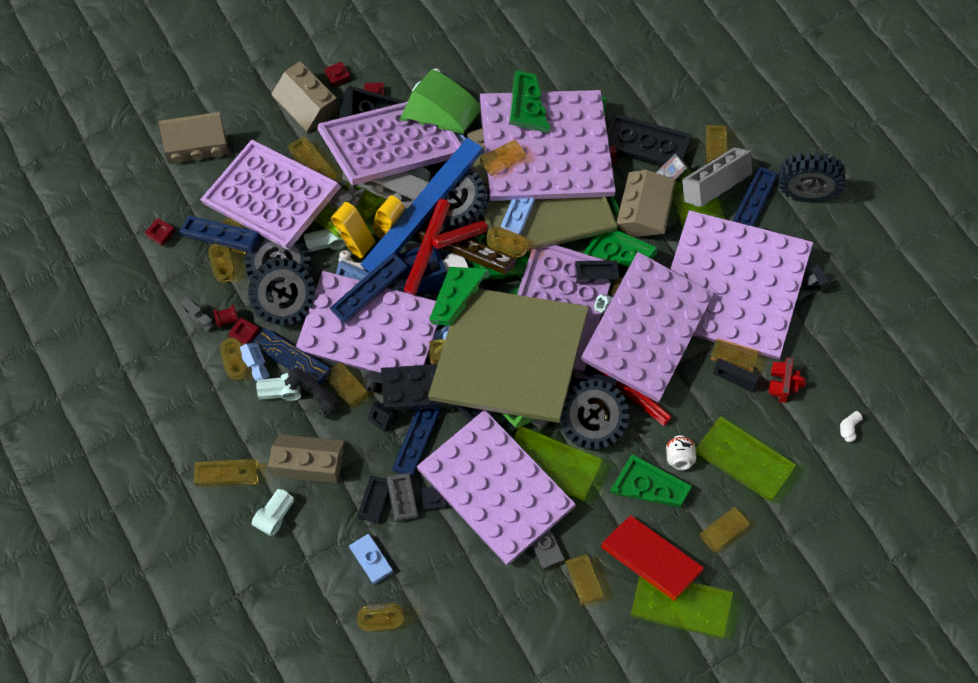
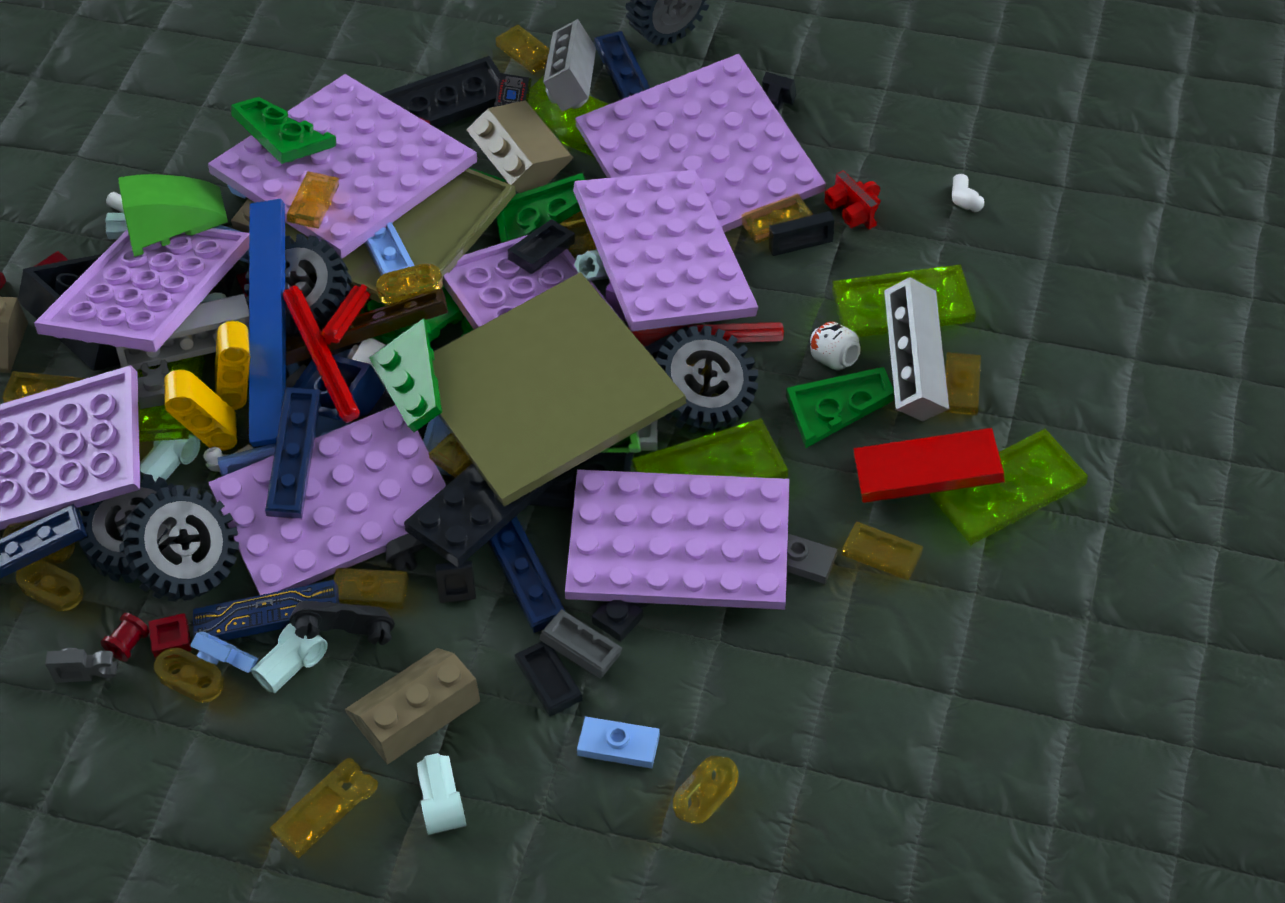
camera: 45 degrees left, 10 degrees down
(712, 492) = (916, 350): none -> light grey brick

